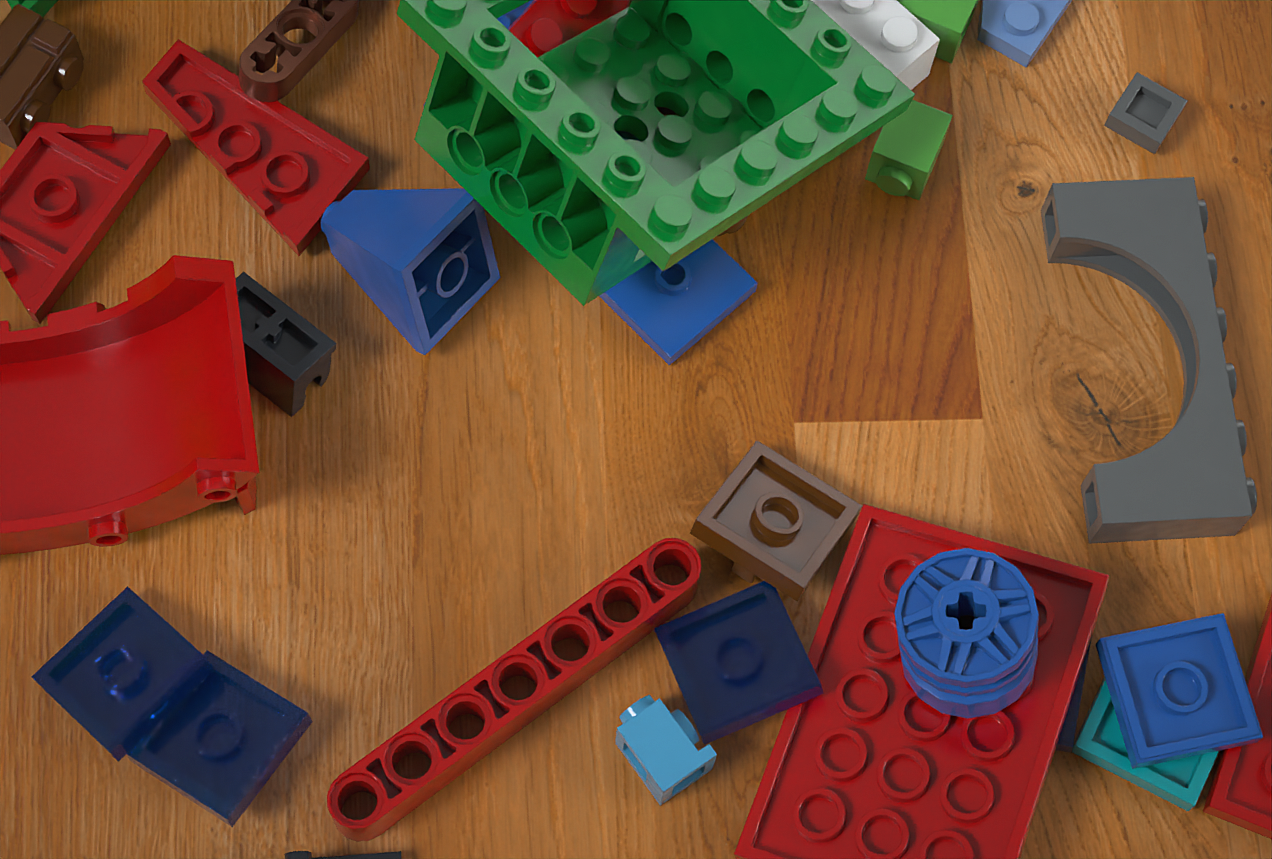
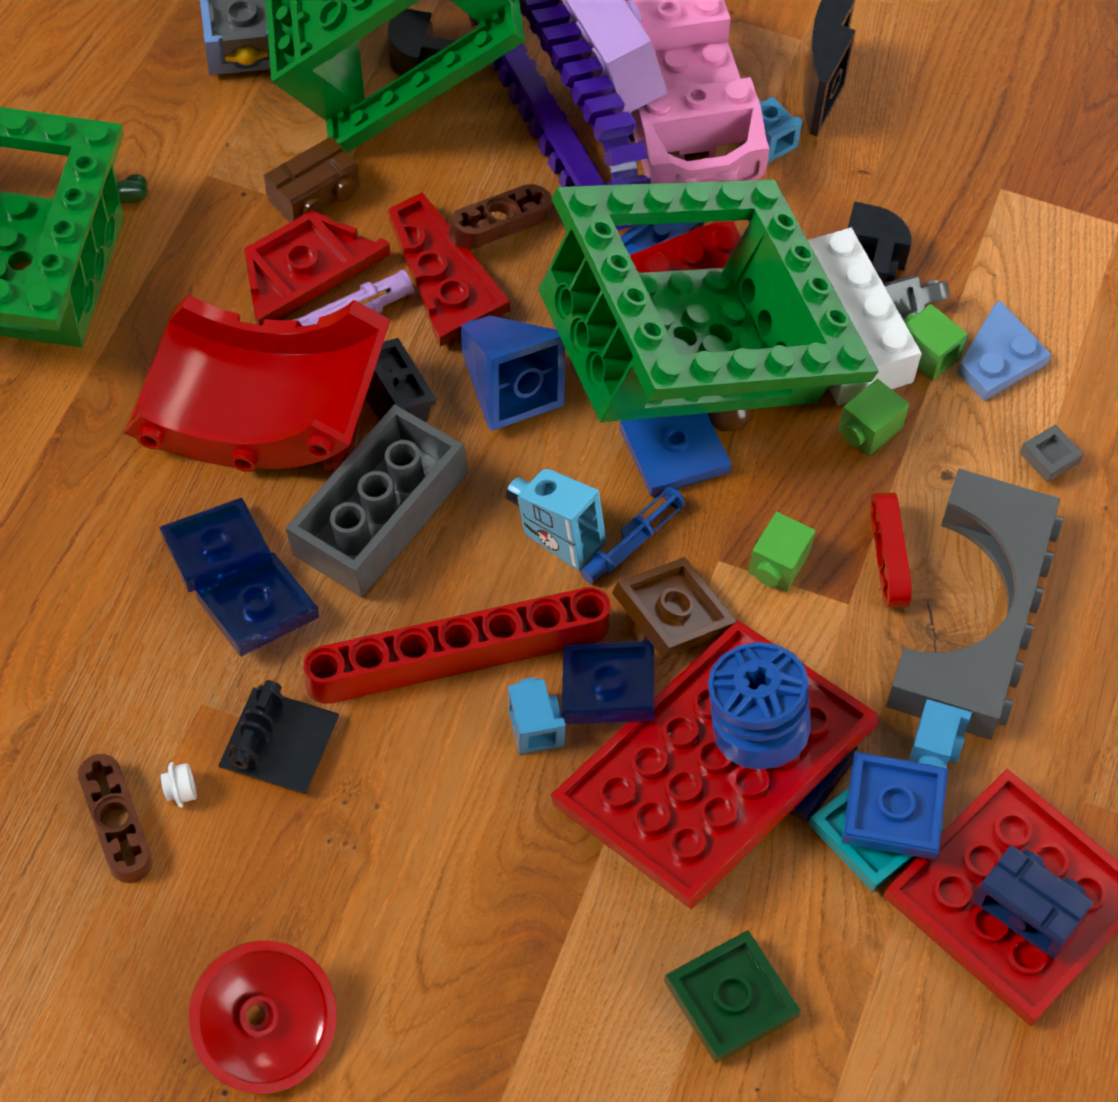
camera: 25 degrees right, 10 degrees down
(170, 227) = (396, 287): none -> lavender pin
(319, 522) = (377, 500): none -> dark grey brick
(571, 447) = (560, 515): none -> medium azure torso
(675, 433) = (633, 535): none -> blue piece
(876, 384) = (781, 552): none -> bright green brick
(1009, 326) = (890, 550): none -> red beam
(1179, 569) = (939, 734): none -> dark azure brick

